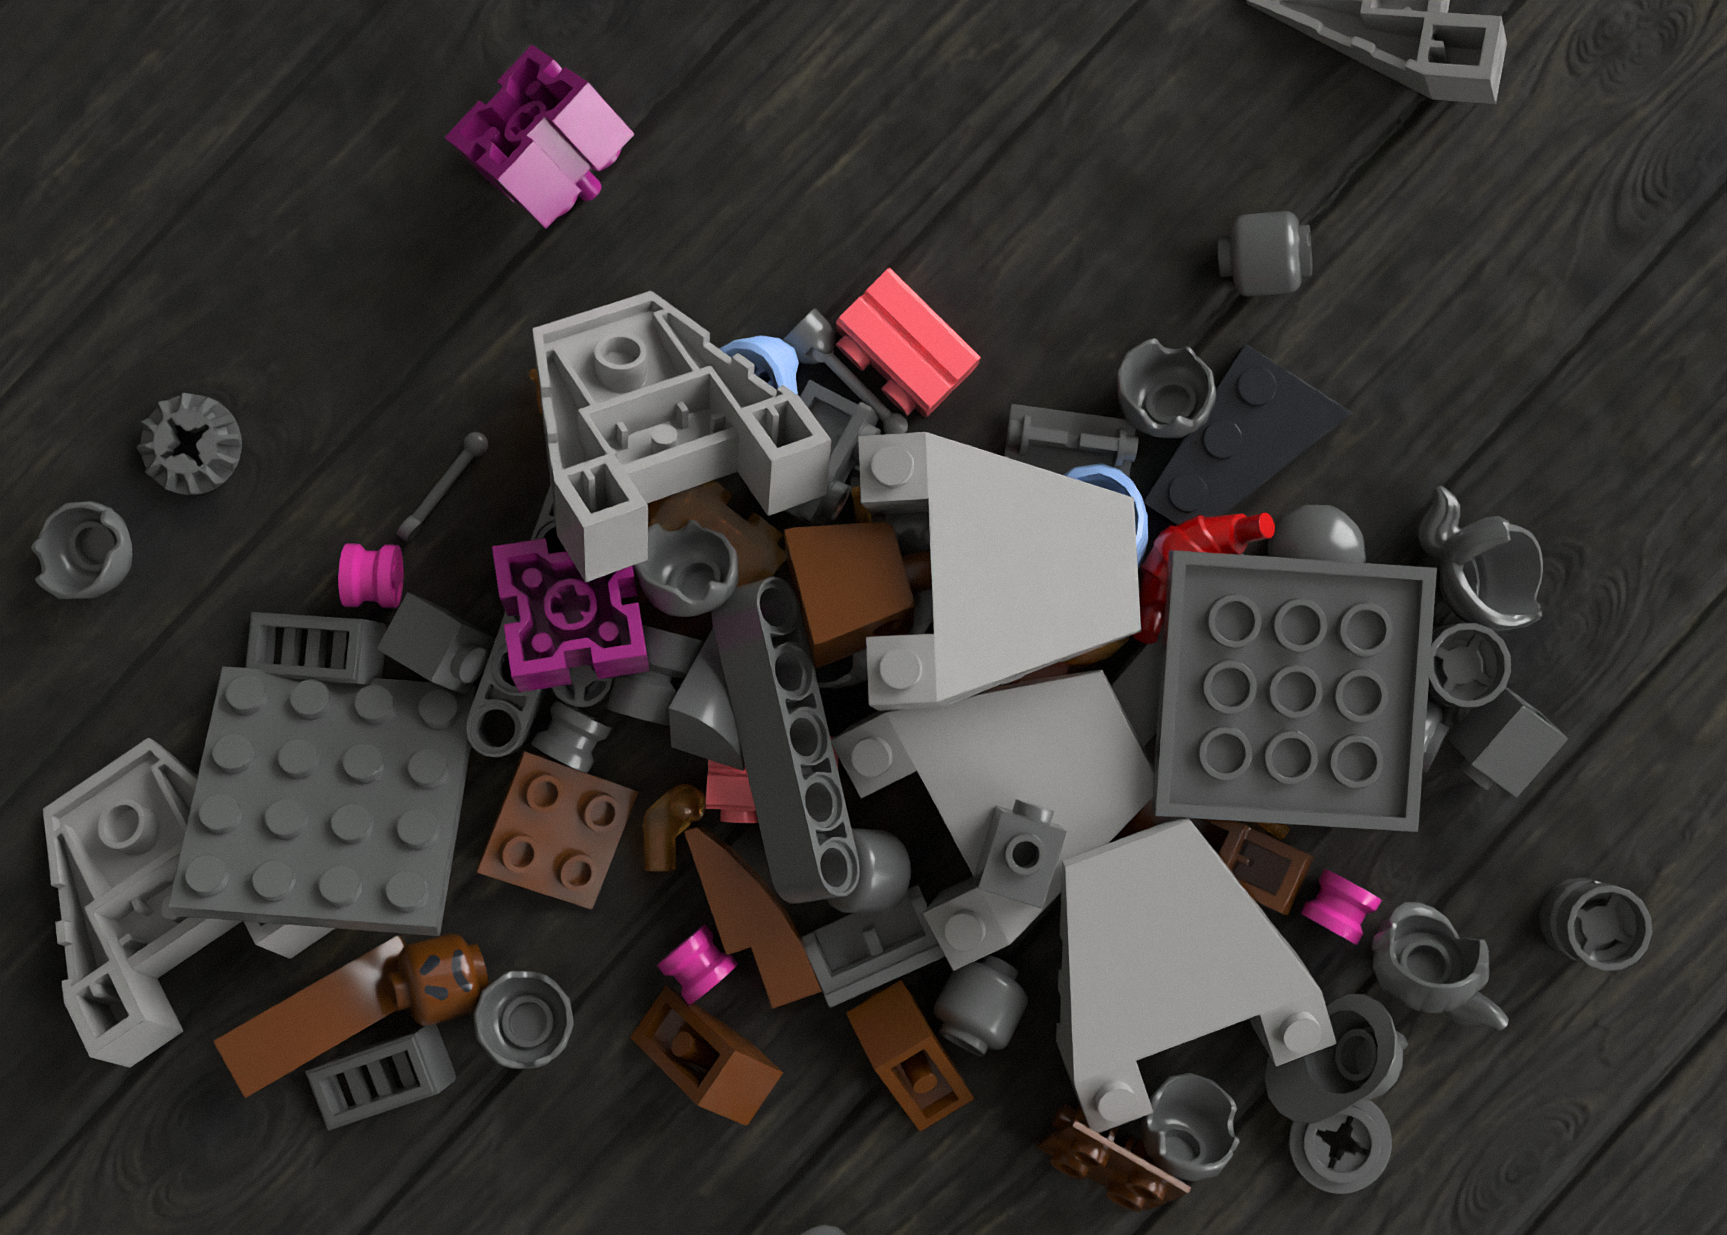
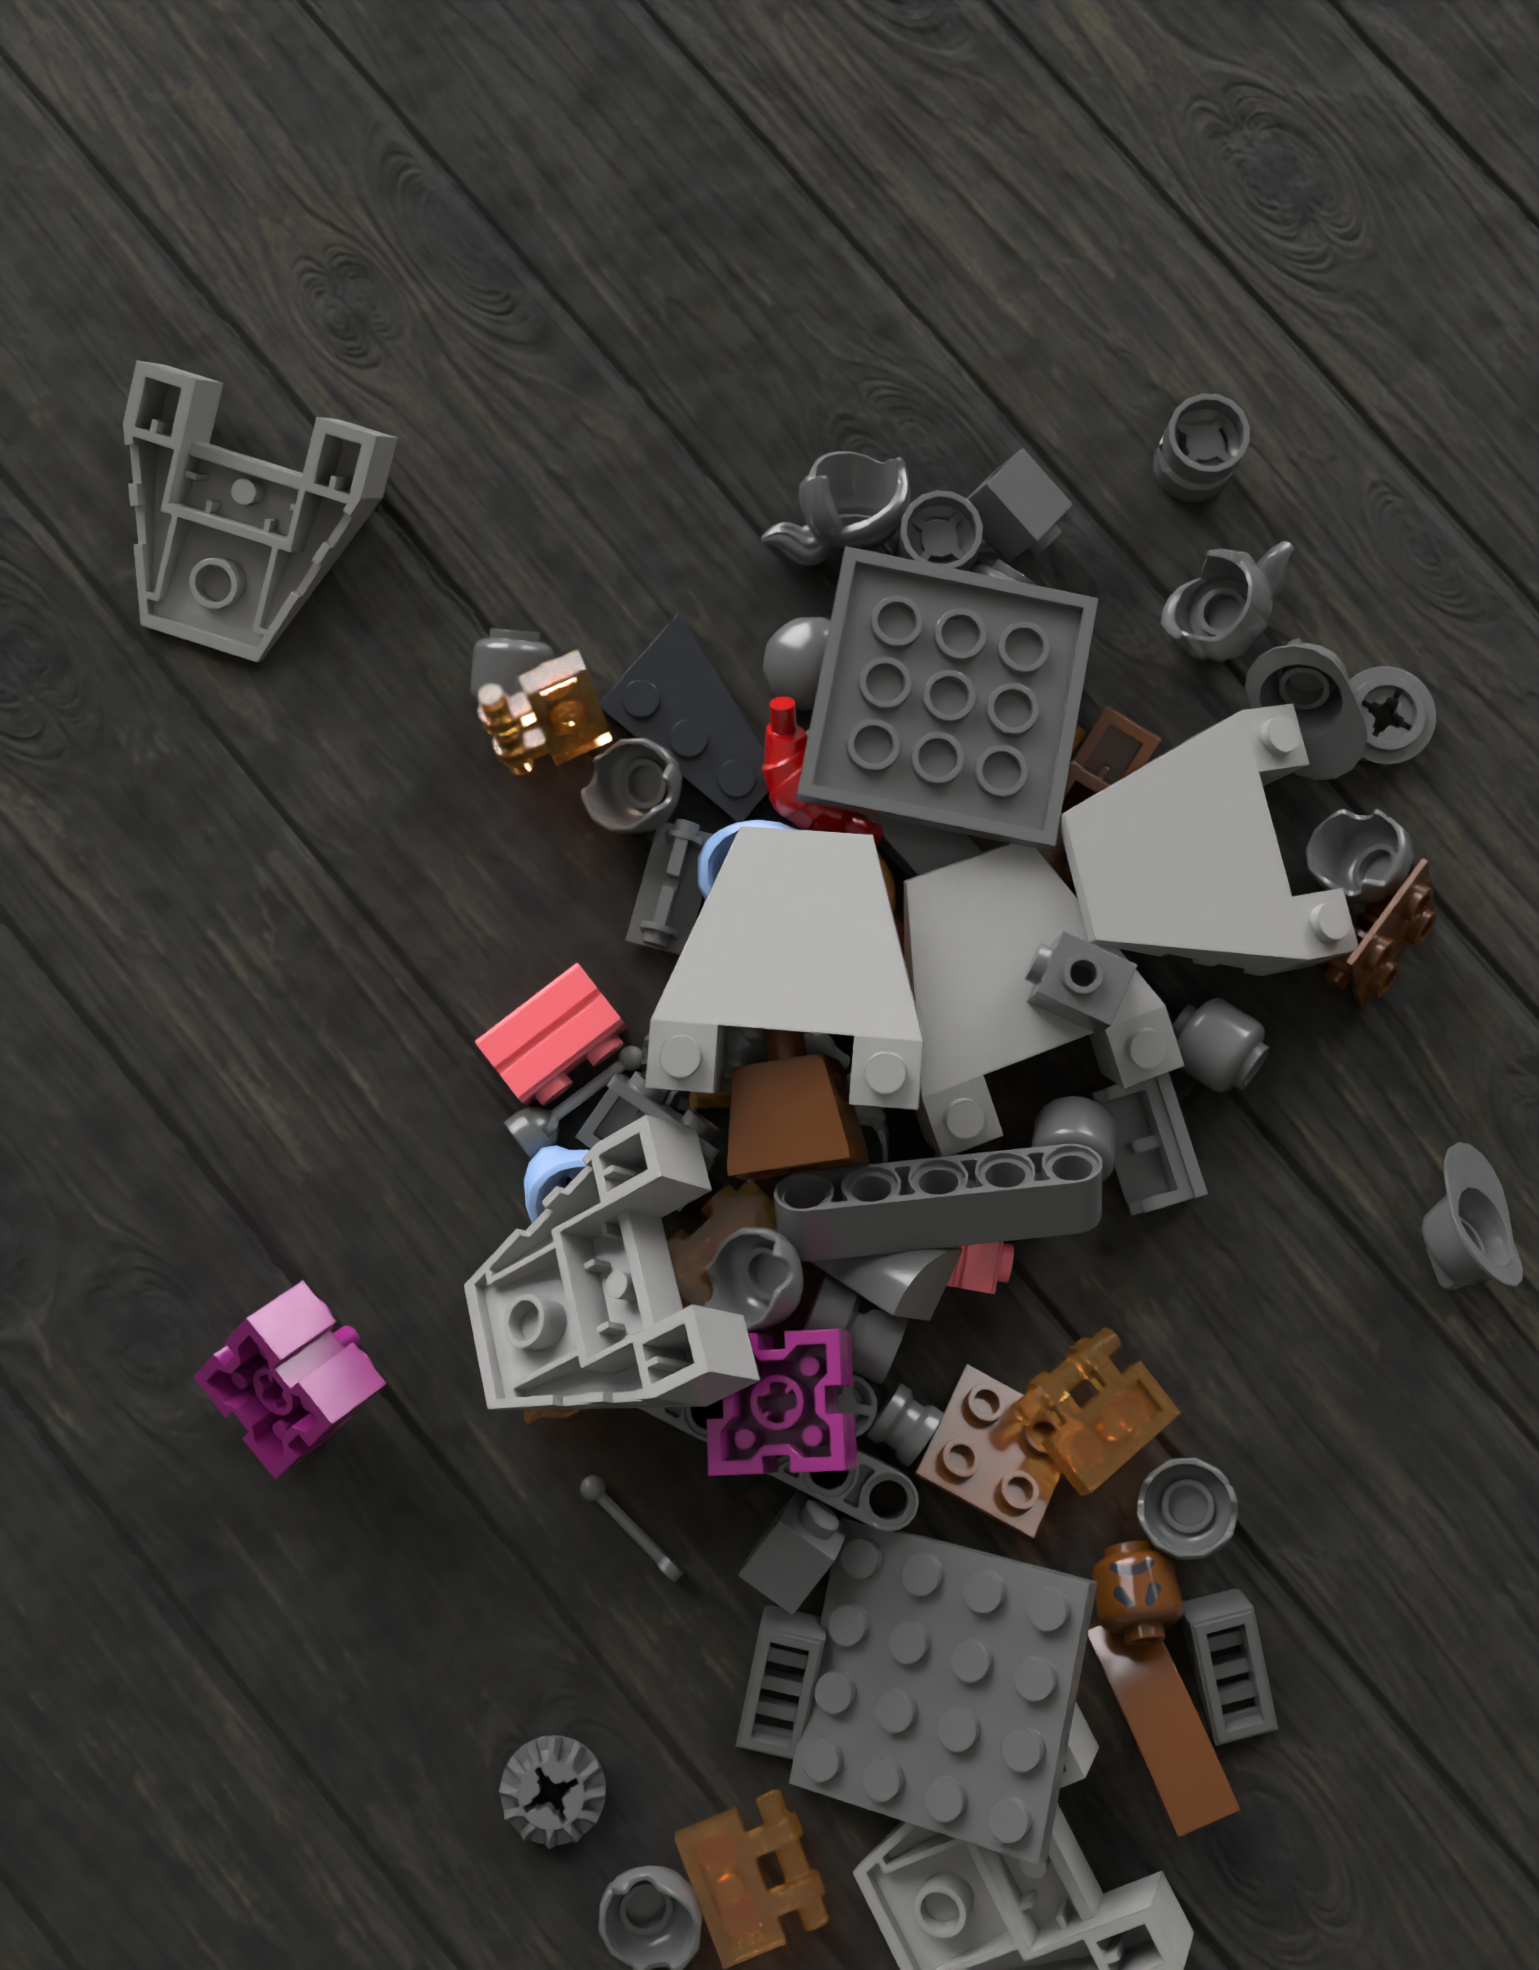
camera: 80 degrees left, 5 degrees down
(122, 623) = (732, 1887): none -> clear orange plate
(371, 575) = (715, 1613): dark pink wheel -> none
(592, 935) = (1109, 1426): none -> clear orange plate
(666, 820) = (999, 1337): clear orange arm -> none
(697, 964) = (1149, 1323): dark pink wheel -> none
(706, 1057) = (1242, 1327): reddish brown slope -> none
(752, 917) = (1109, 1261): reddish brown slope -> none
(909, 1055) = (1261, 1122): reddish brown slope -> none
(1241, 302) = (561, 702): none -> clear orange plate
(1340, 906) = (1158, 684): dark pink wheel -> none

